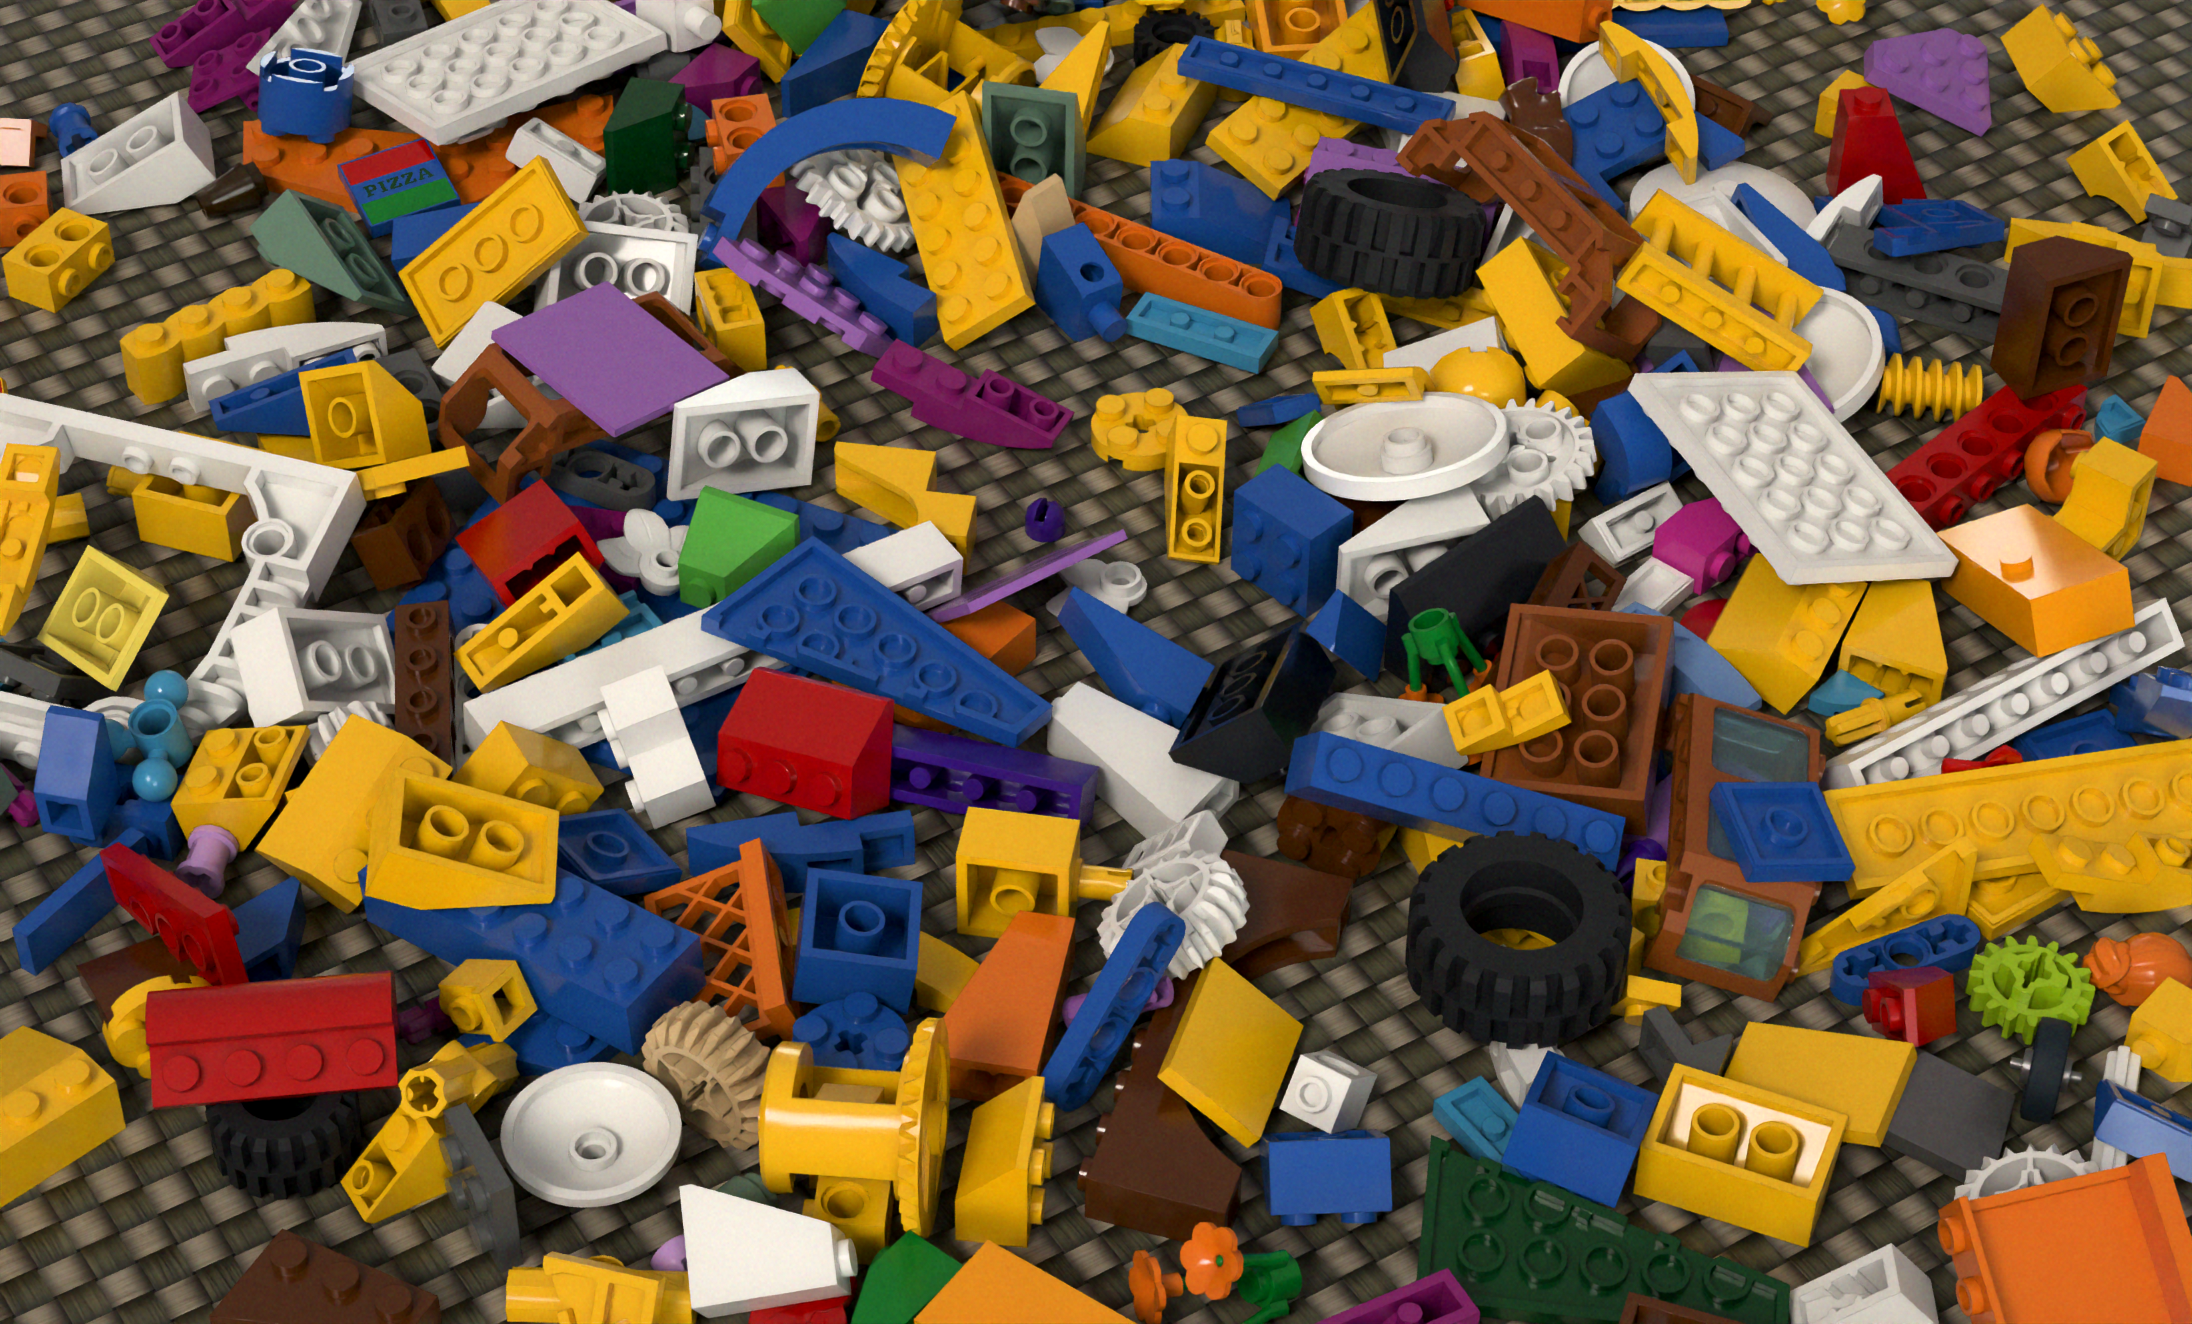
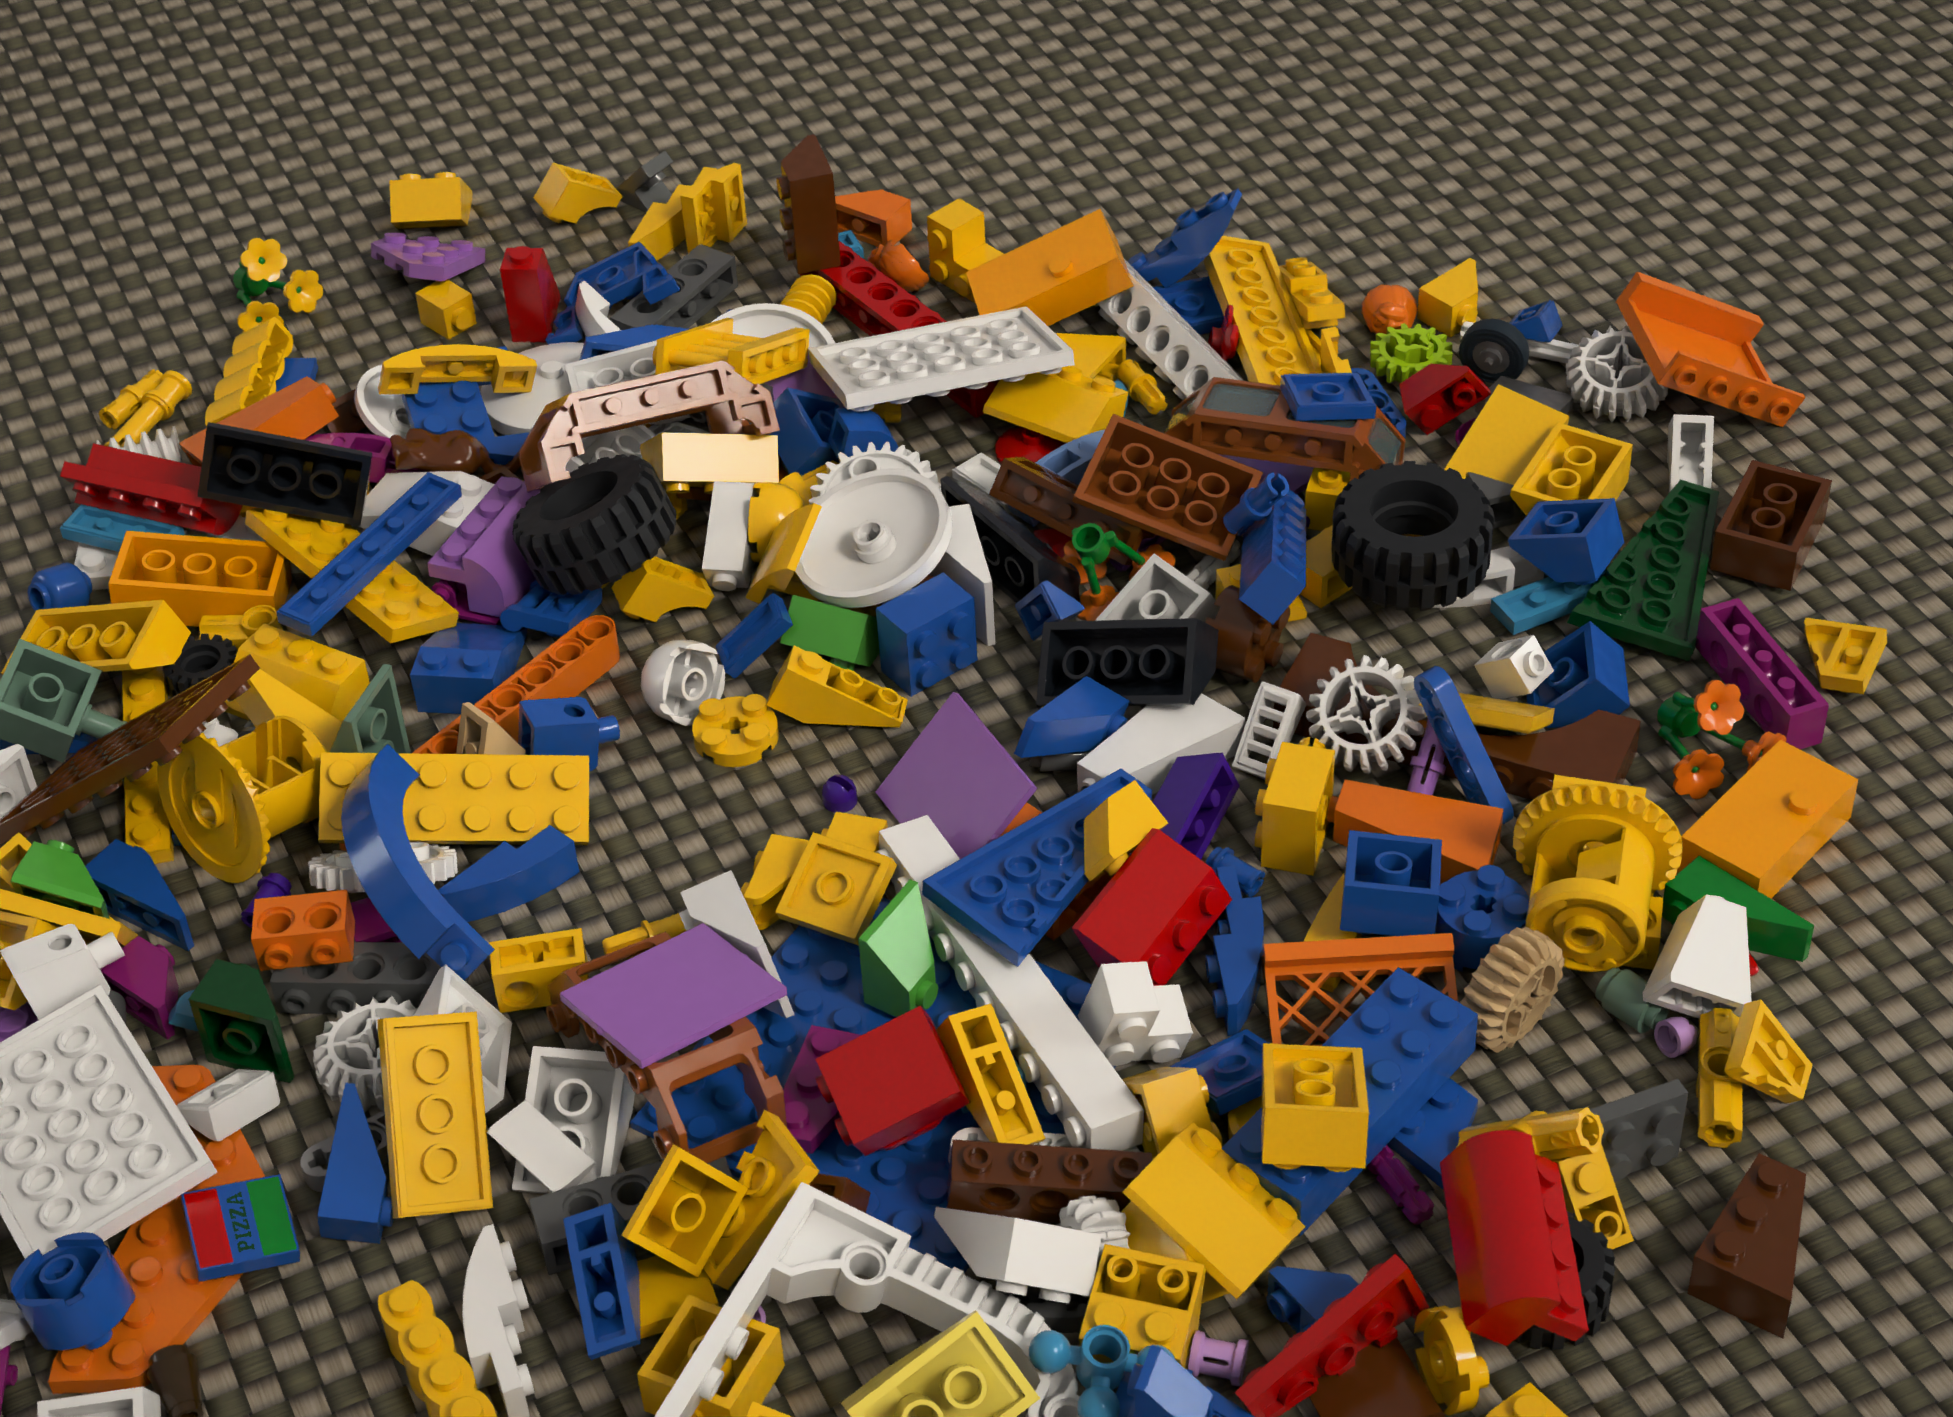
camera: 80 degrees left, 0 degrees up
(326, 248) = (340, 1281): sand green slope -> none
(470, 1002) = (1425, 1133): yellow brick -> none
(591, 1134) = (1566, 1063): white dish -> none
(618, 488) = (730, 1095): dark grey beam -> none
(647, 551) = (857, 1017): white plate -> none
(806, 292) = (527, 911): medium lavender plate -> none
(853, 502) = (836, 888): none -> yellow plate
(914, 677) = (1117, 829): none -> yellow slope
(936, 849) = (1249, 878): none -> blue pin
(980, 409) = (691, 821): magenta slope -> none
(1189, 360) = (680, 679): none -> white cylinder
(1202, 332) = (621, 680): dark azure plate -> none
(1499, 720) = (1179, 518): yellow slope -> none
(1528, 766) = (1256, 503): none -> blue pin
(1702, 543) = (944, 433): dark pink slope -> none

